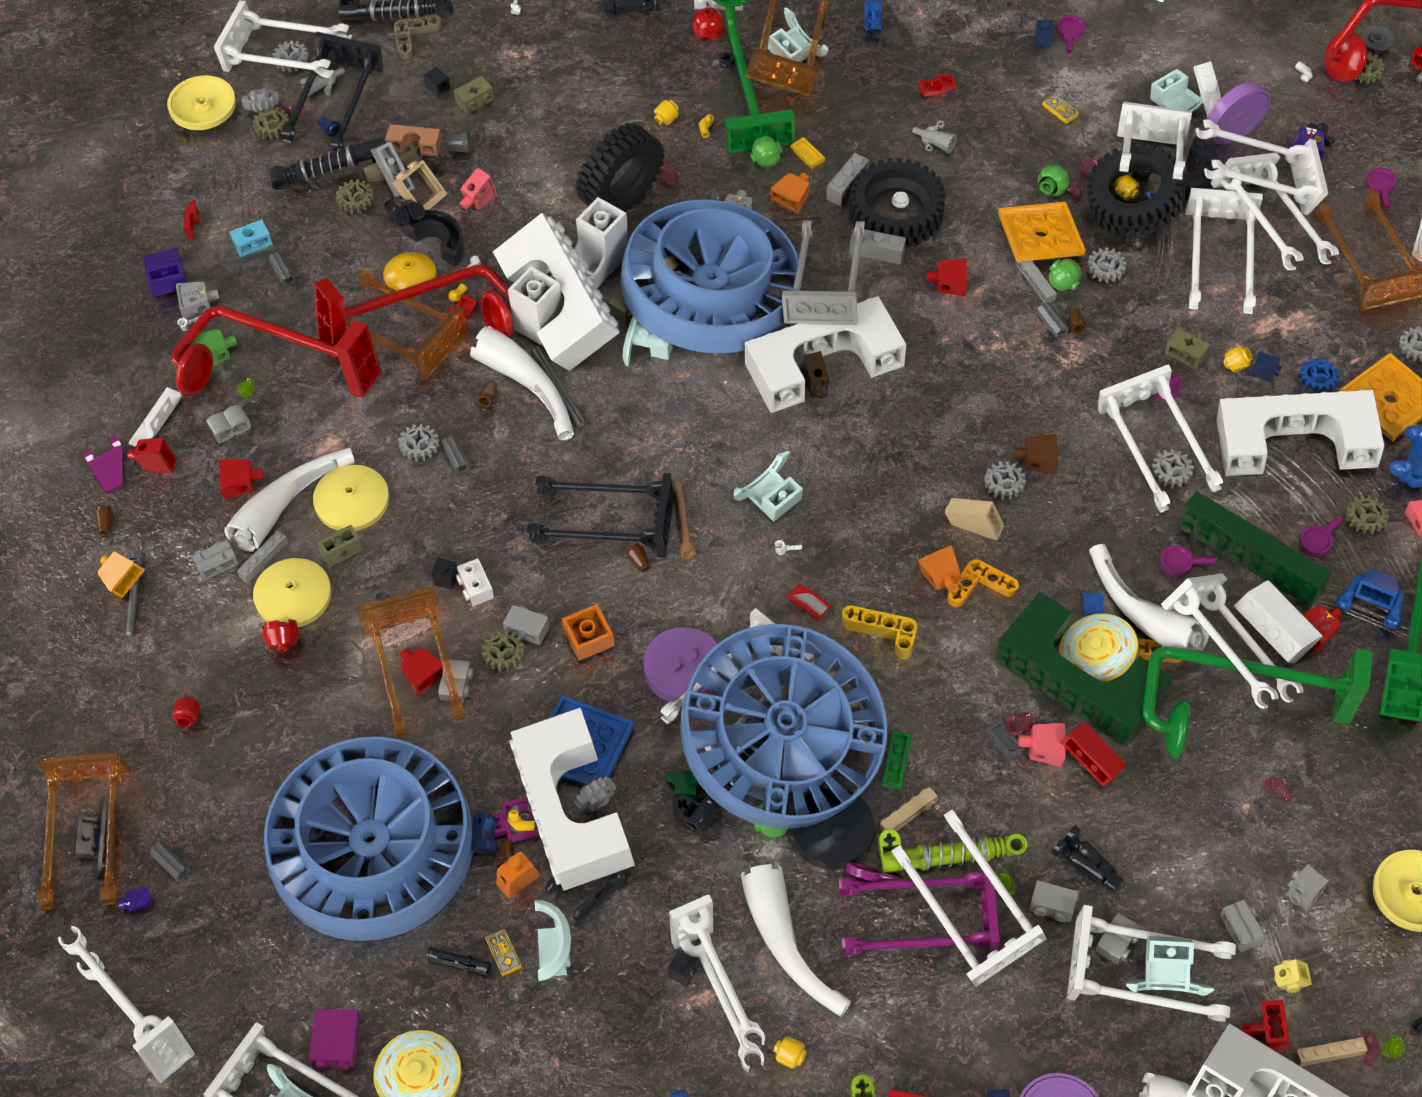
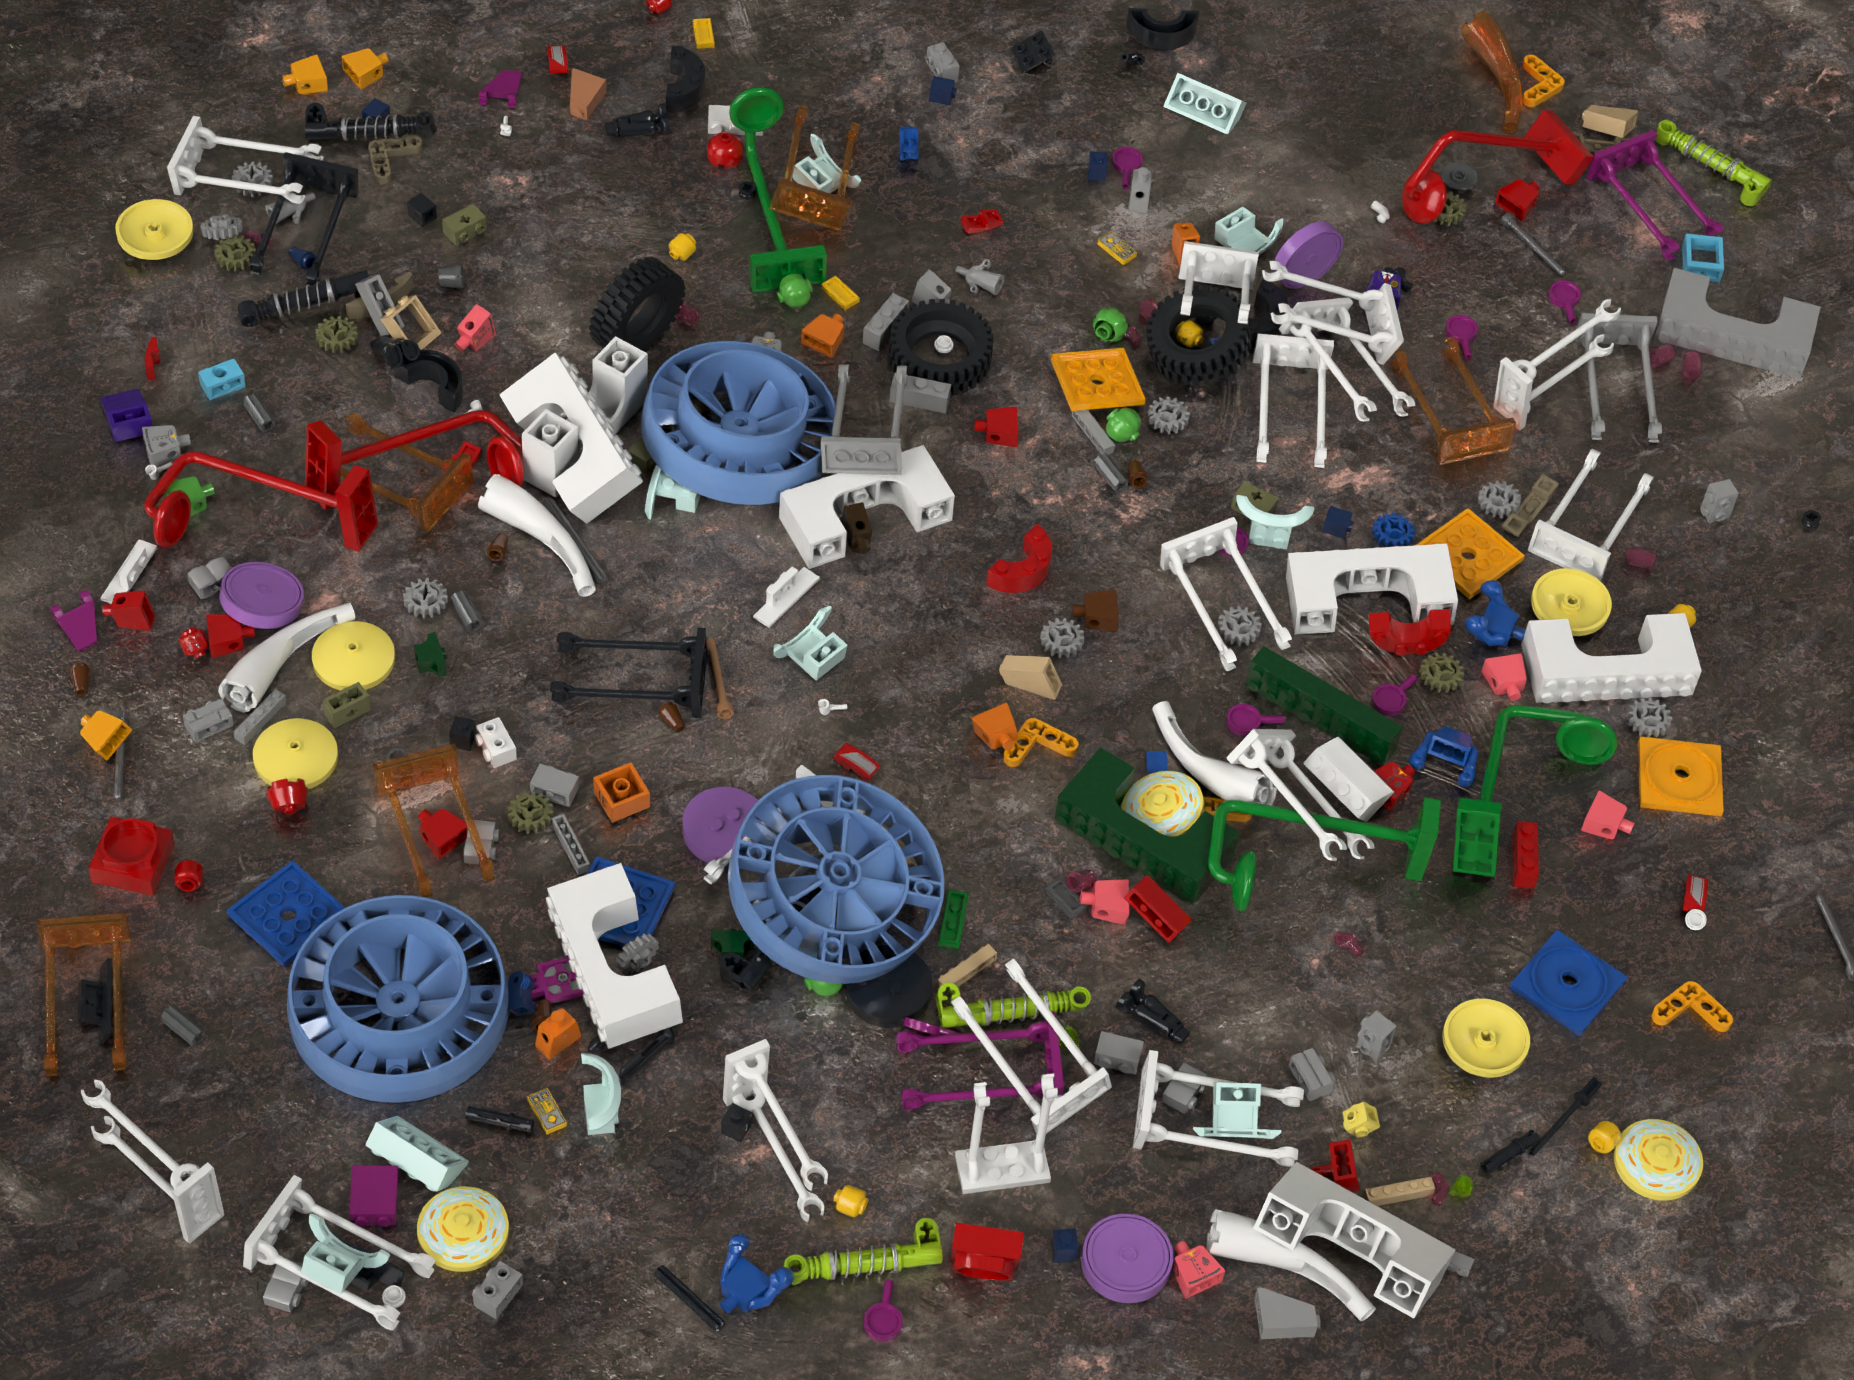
camera: 10 degrees left, 5 degrees down
(135, 691) = (131, 855): none -> red container
(135, 899) = (148, 1064): dark purple arm -> none
(206, 485) = (193, 642): none -> red head
(246, 388) = (228, 541): clear neon green plate -> none
(270, 440) = (261, 595): none -> medium lavender brick
(274, 727) = (285, 891): none -> blue piece
(377, 994) = (415, 1153): none -> light aqua slope
(408, 270) = (402, 415): yellow dish -> none
(420, 498) = (431, 656): none -> dark green brick
(427, 138) = (416, 271): nougat arch -> none
(454, 295) = (456, 442): yellow arm -> none
(518, 823) = (557, 983): yellow arm -> none
(539, 683) = (570, 844): none -> light grey piece
(705, 124) = (725, 260): yellow arm -> none
(747, 438) = (785, 594): none -> white bracket
(770, 910) = (826, 1064): white brick -> none
(878, 628) = (908, 778): yellow beam -> none
(889, 147) = (931, 287): none -> light grey torso
(940, 1015) = (1008, 1163): none -> white piece
(973, 418) = (1025, 574): none -> red brick
(1082, 47) = (1140, 182): none -> light grey torso
(1121, 94) = (1181, 233): none -> orange torso
(1203, 374) = (1269, 528): none -> light aqua piece
(1207, 85) = (1275, 224): white plate -> none
(1237, 358) = (1317, 513): yellow head -> none
(1337, 480) = (1410, 637): none -> red brick

